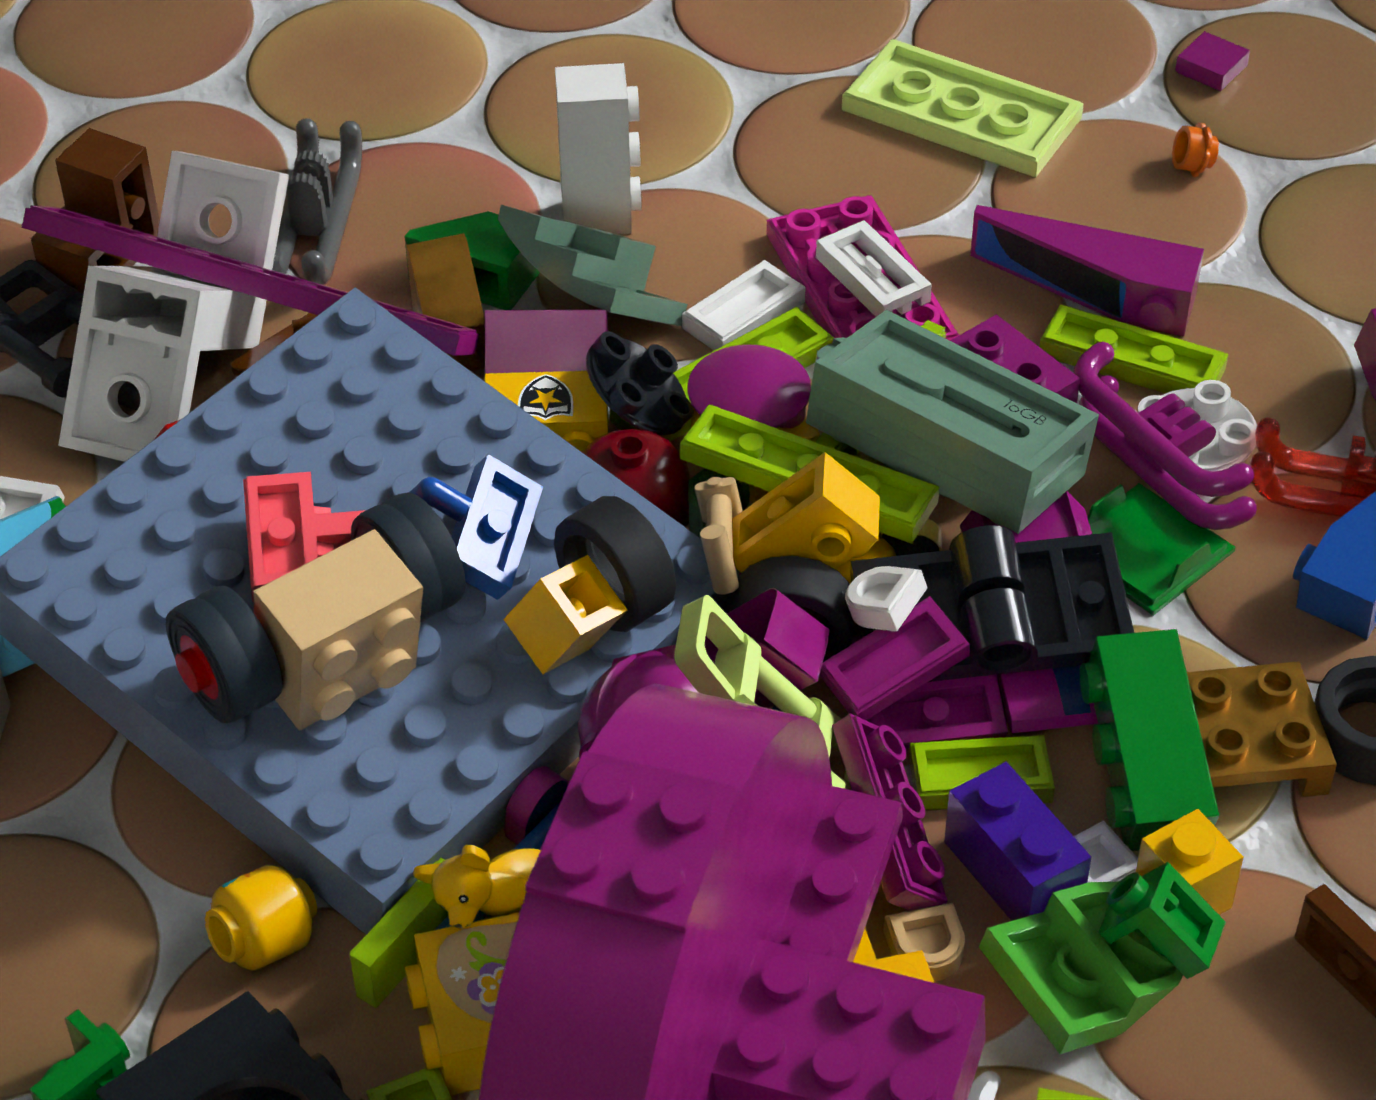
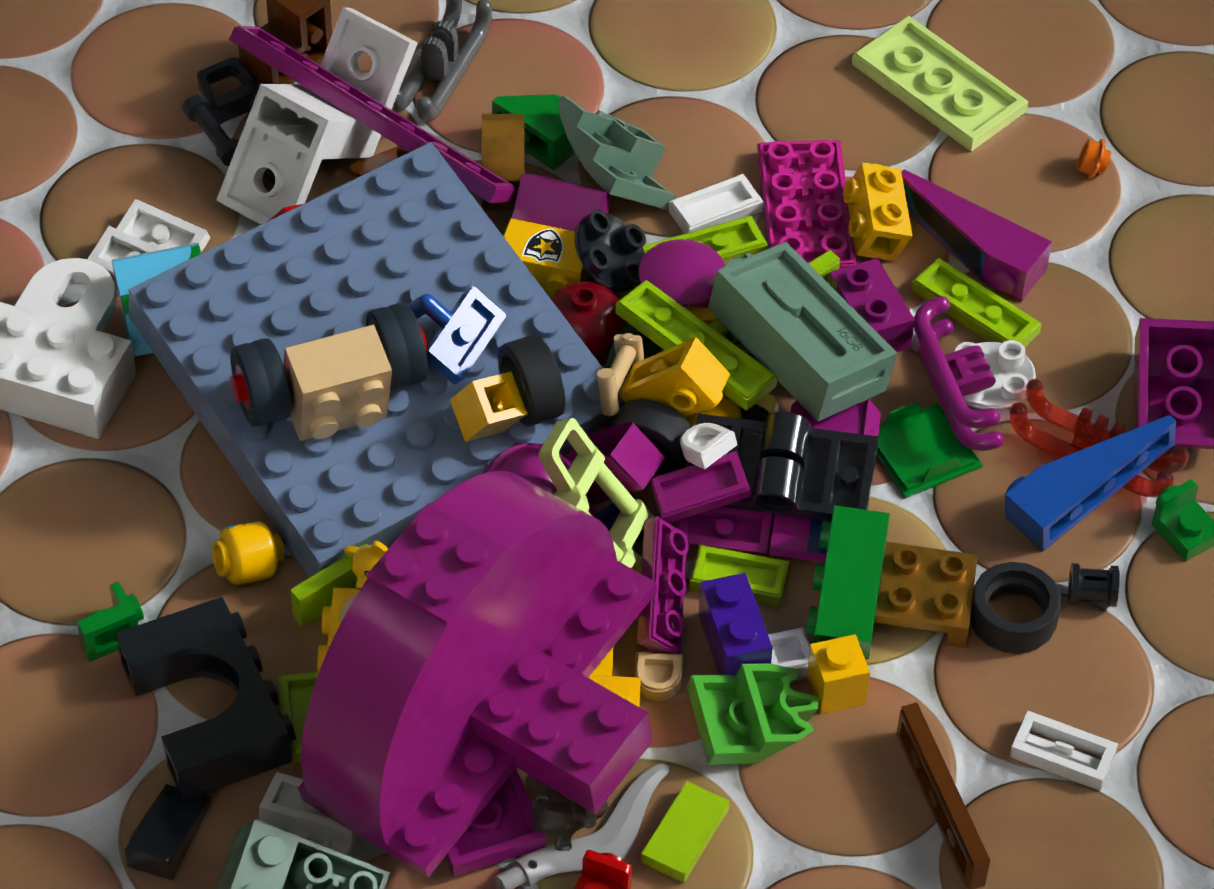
camera: 15 degrees right, 5 degrees up
(287, 527) = (329, 305): coral hinge -> none
(597, 146) = (644, 66): white brick -> none
(864, 275) = (818, 227): white tile -> none
(963, 263) = (877, 211): none -> yellow brick
(1168, 914) = (805, 697): green bracket -> none
(1212, 61) = (1144, 87): magenta tile -> none

